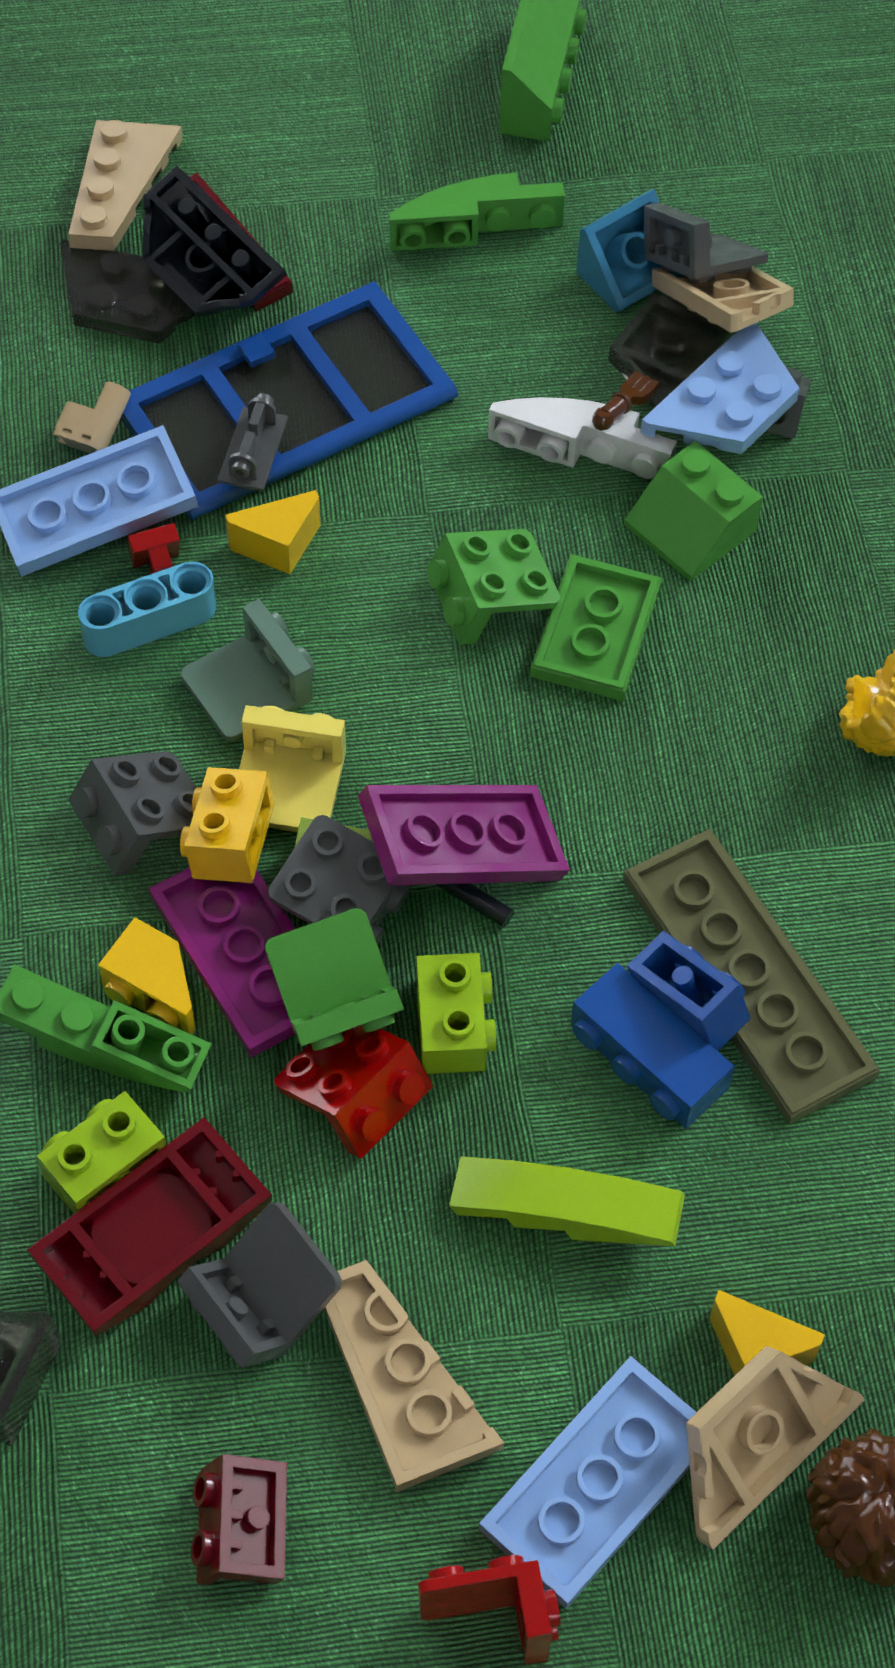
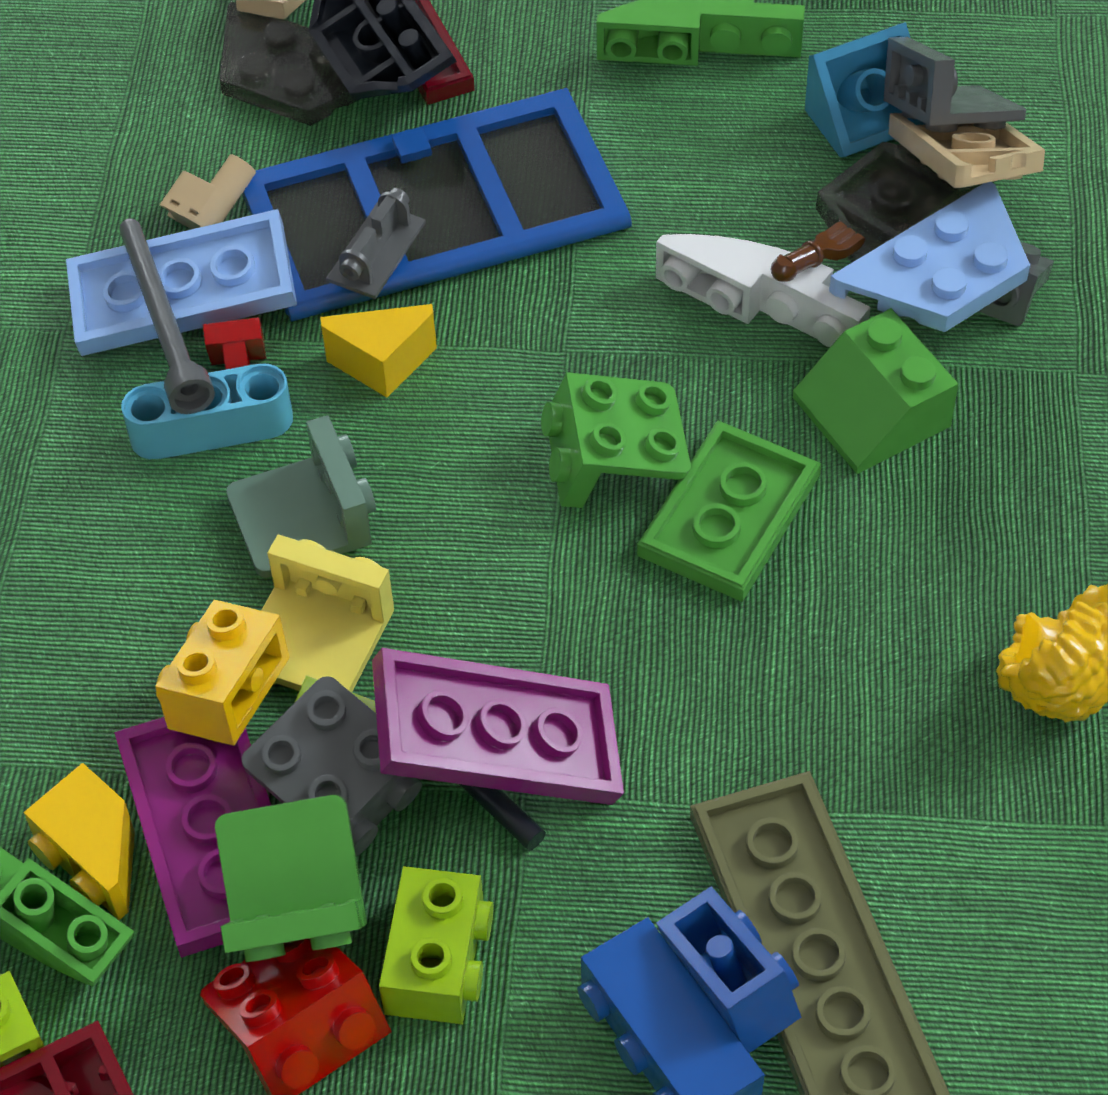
camera: 15 degrees right, 5 degrees down
(132, 588) = (186, 382): none -> dark grey piece
(132, 802) = (124, 628): dark grey bracket -> none

